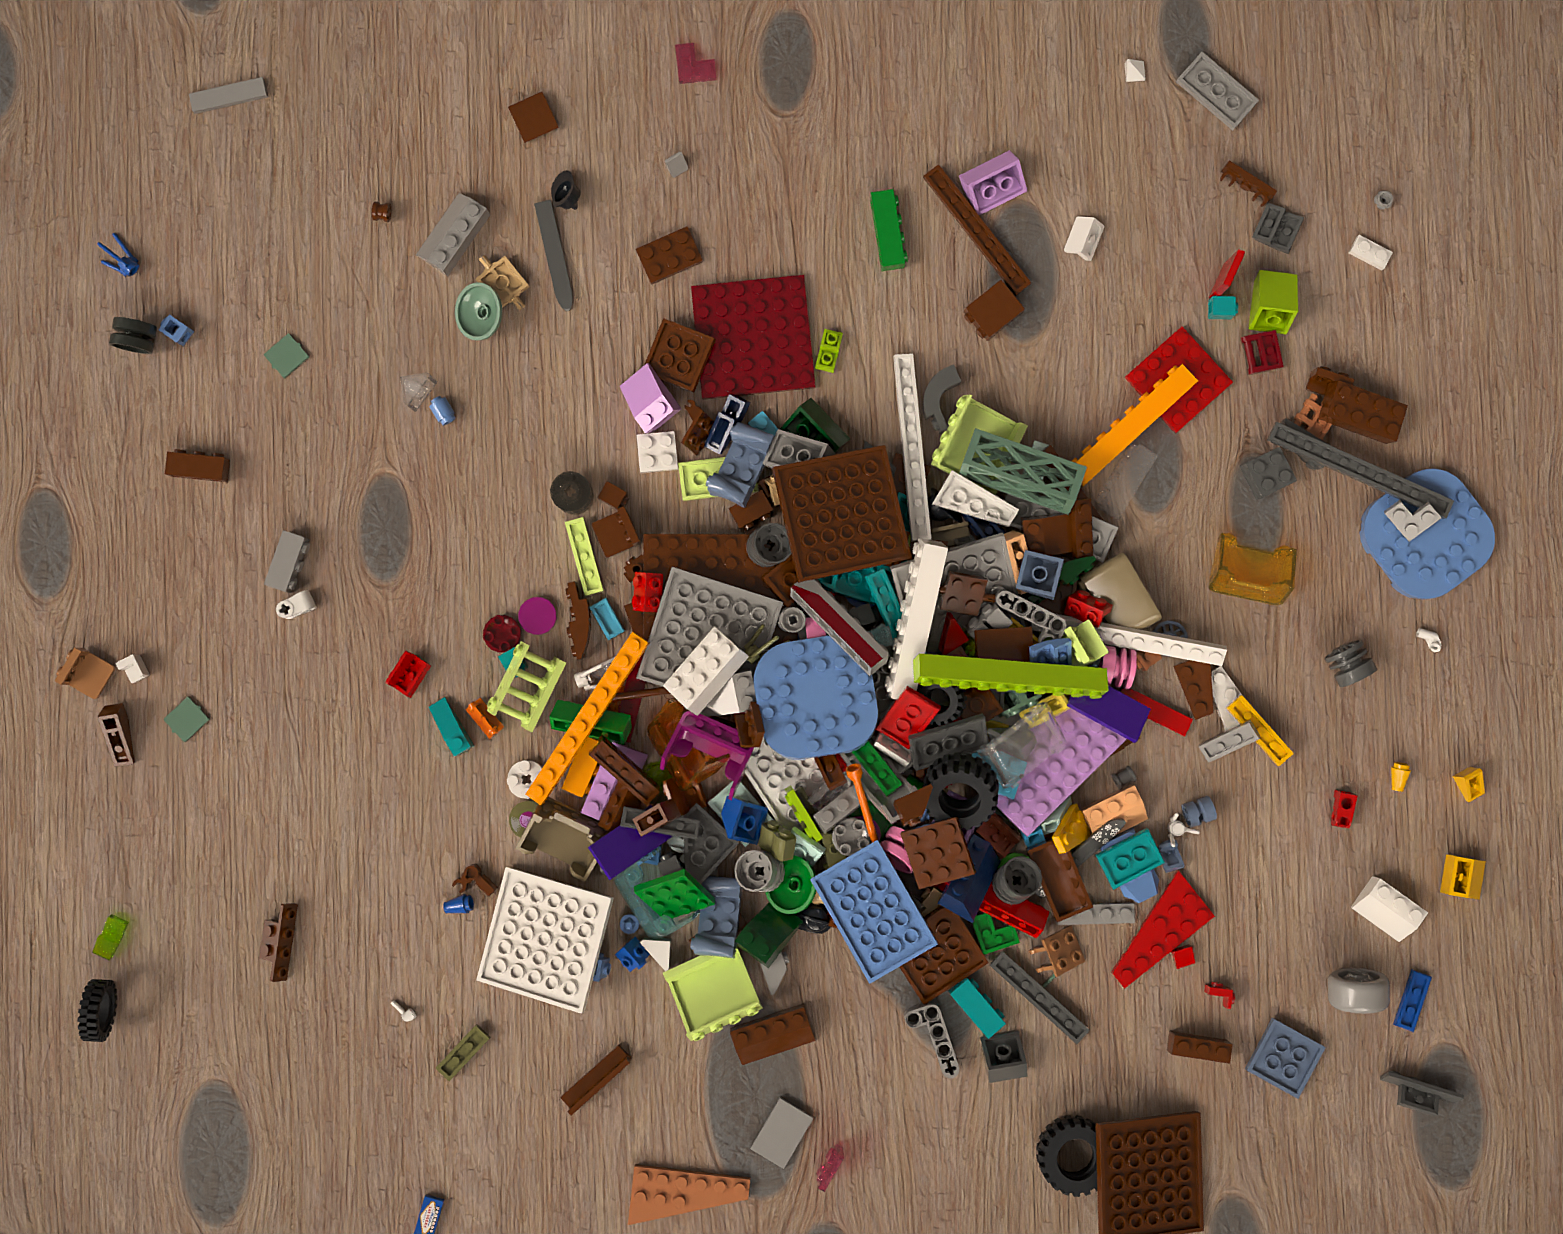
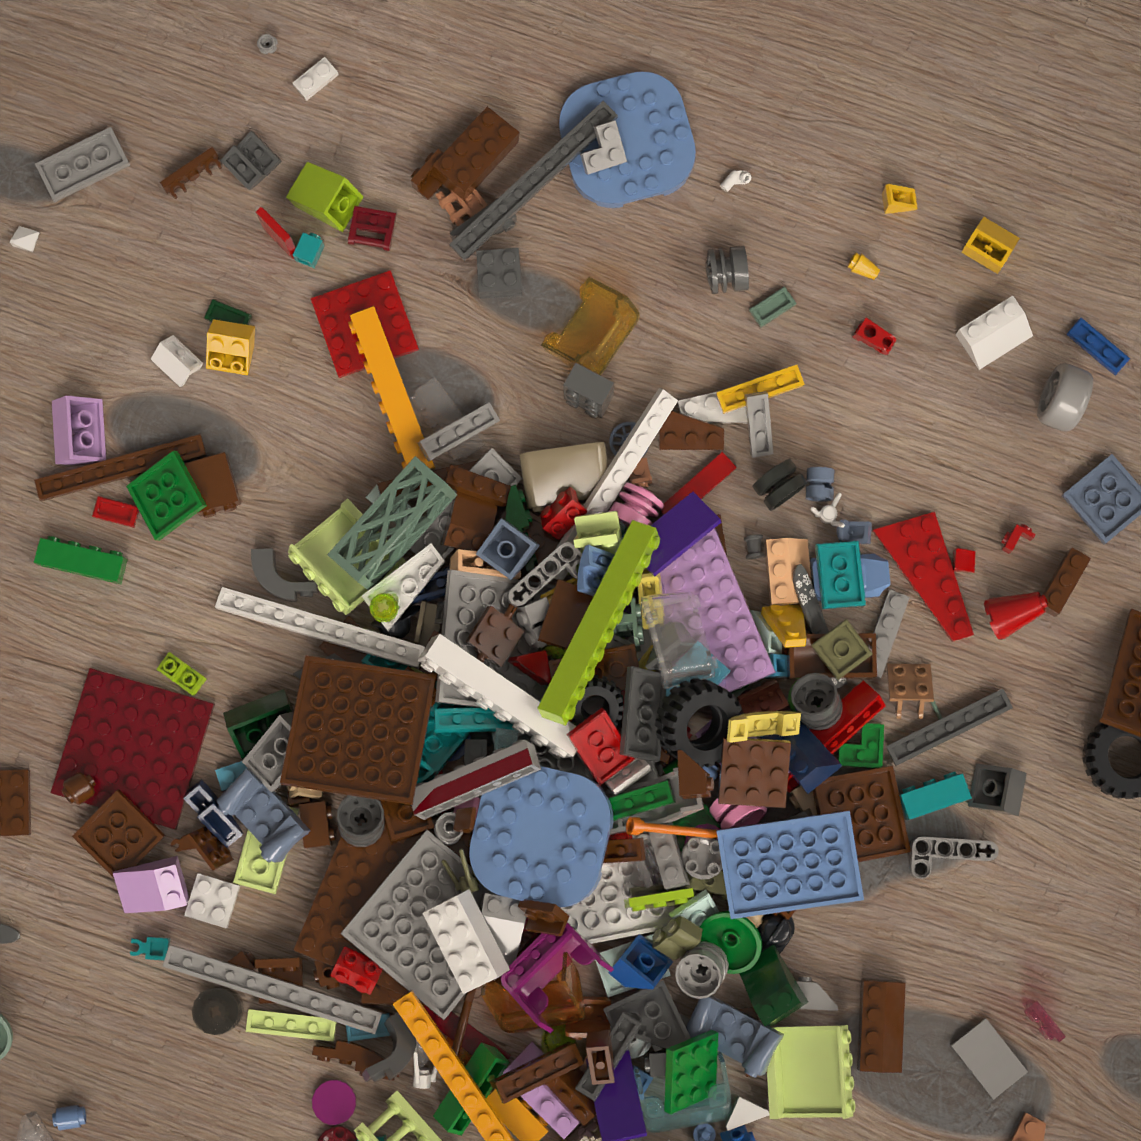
camera: 65 degrees left, 5 degrees down
(598, 654) = (402, 1052): none -> dark grey arch
(600, 421) = (154, 948): none -> teal plate
(606, 529) = (272, 989): none -> light grey plate
(703, 306) = (78, 788): none -> reddish brown head
(803, 630) = (465, 819): none -> reddish brown slope
(939, 241) = (115, 512): none -> red tile
(944, 497) = (385, 615): none -> clear neon green piece
(969, 276) = (166, 495): none -> green plate
(981, 845) = (763, 723): none -> light yellow slope
(1068, 884) = (841, 649): none -> olive tile
(1113, 276) = (230, 347): none -> yellow slope
(1120, 494) = (458, 432): none -> light grey plate
(1138, 264) = (226, 313): none -> dark green tile
(1158, 1016) = (1014, 612): none -> red cone
(1186, 778) = (777, 481): none -> pearl dark grey wheel
(1199, 587) = (588, 391): none -> dark grey brick
(1333, 713) = (772, 307): none -> sand green tile

